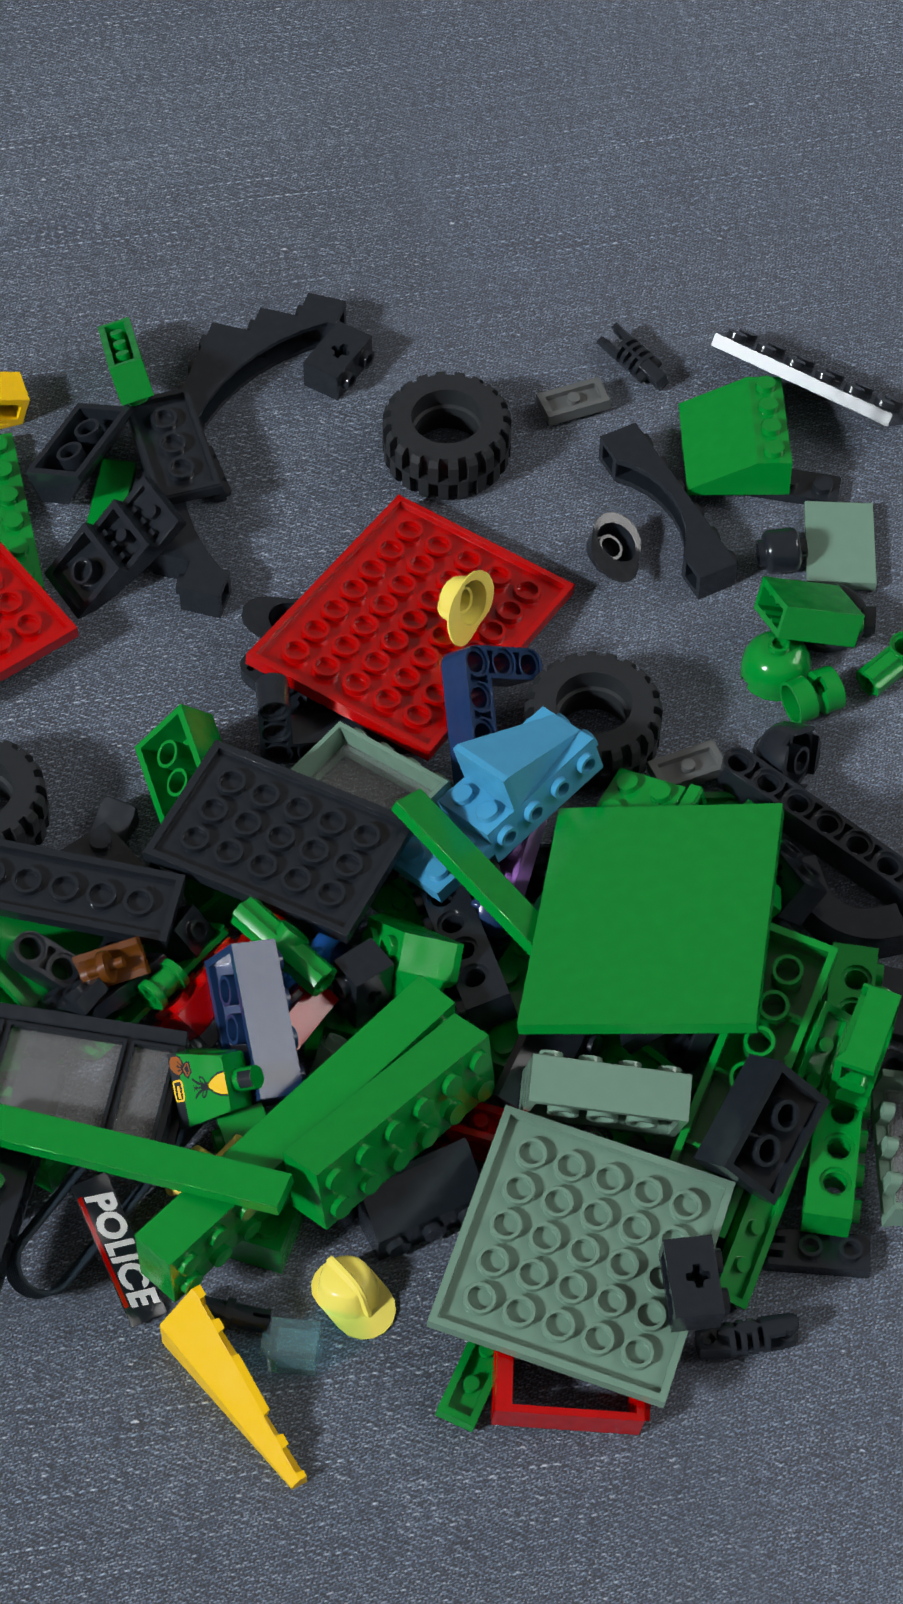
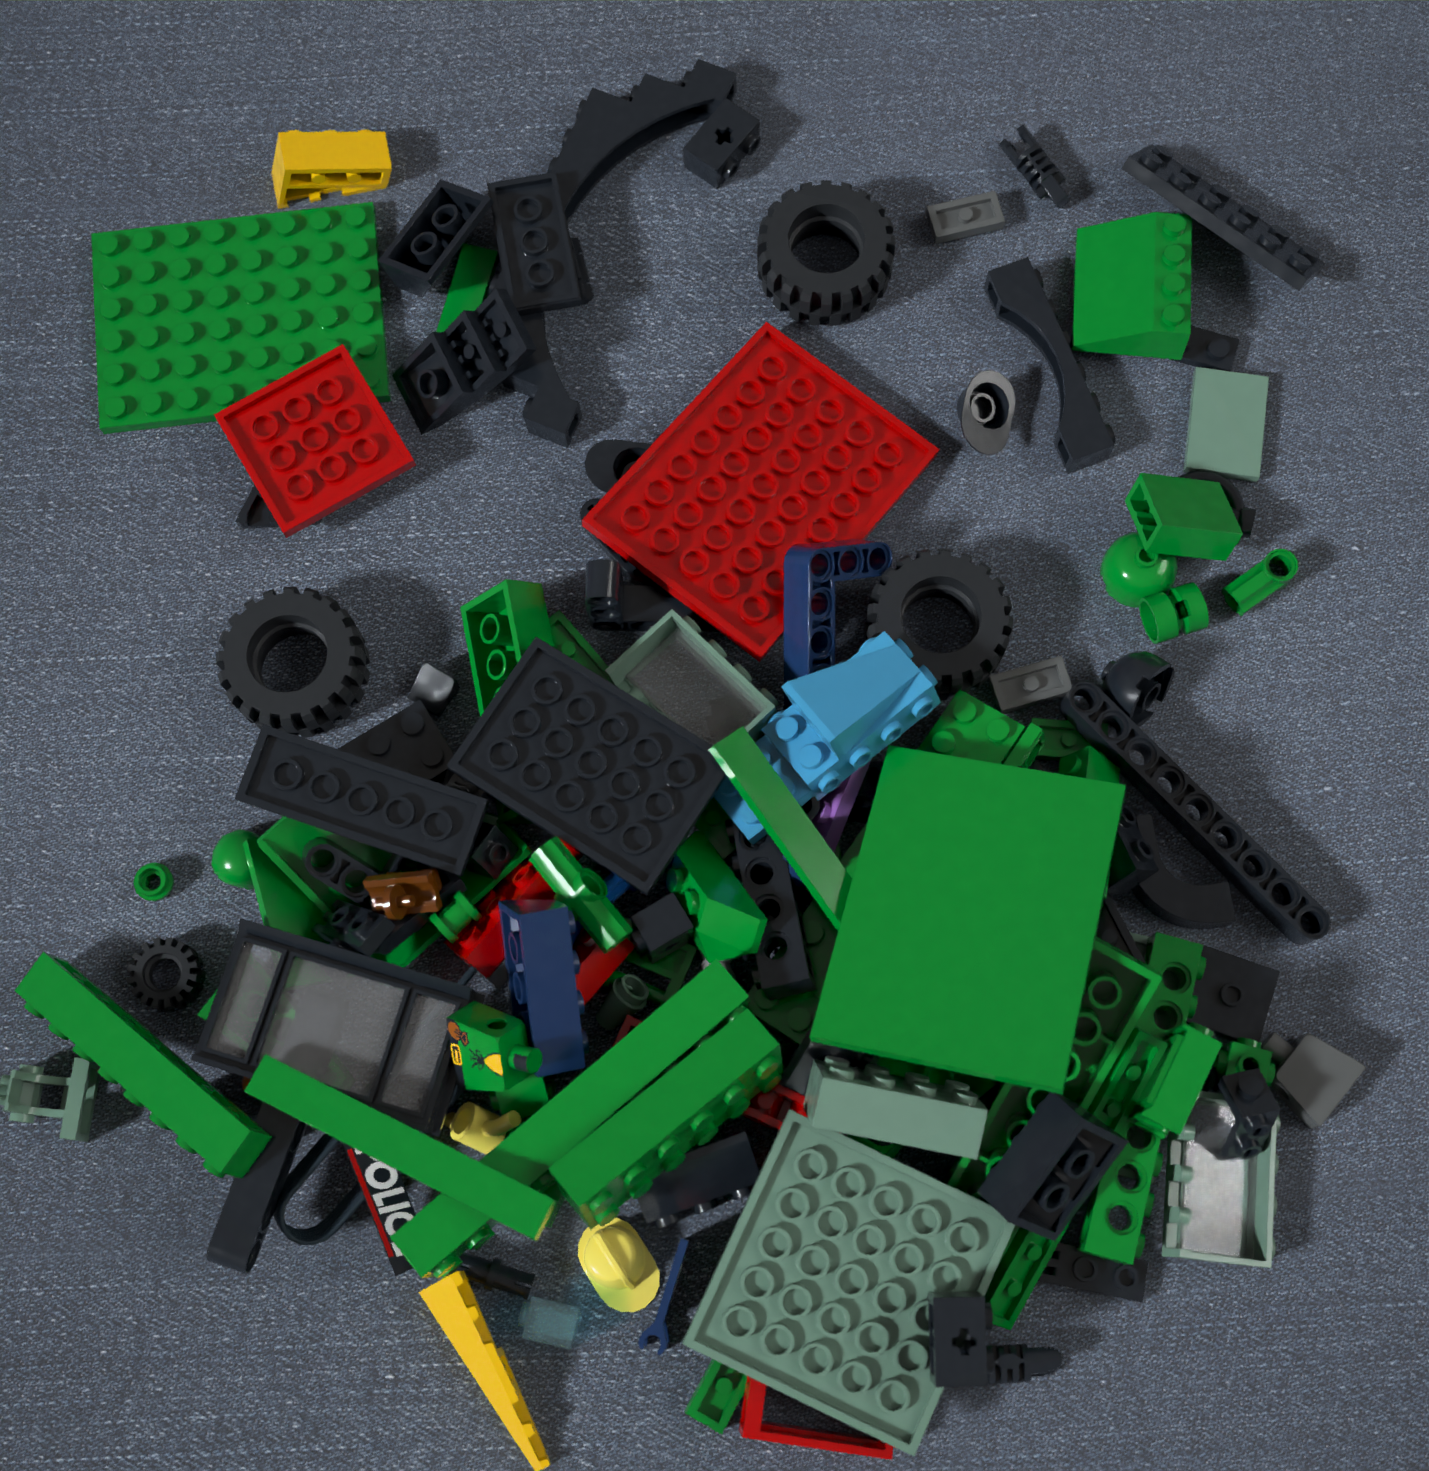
camera: 10 degrees right, 20 degrees up
(125, 362) = (493, 135): green brick -> none
(403, 1313) = (659, 1327): none -> dark blue flag
(465, 604) = (817, 478): light yellow piece -> none
(781, 550) = (1163, 429): black head -> none

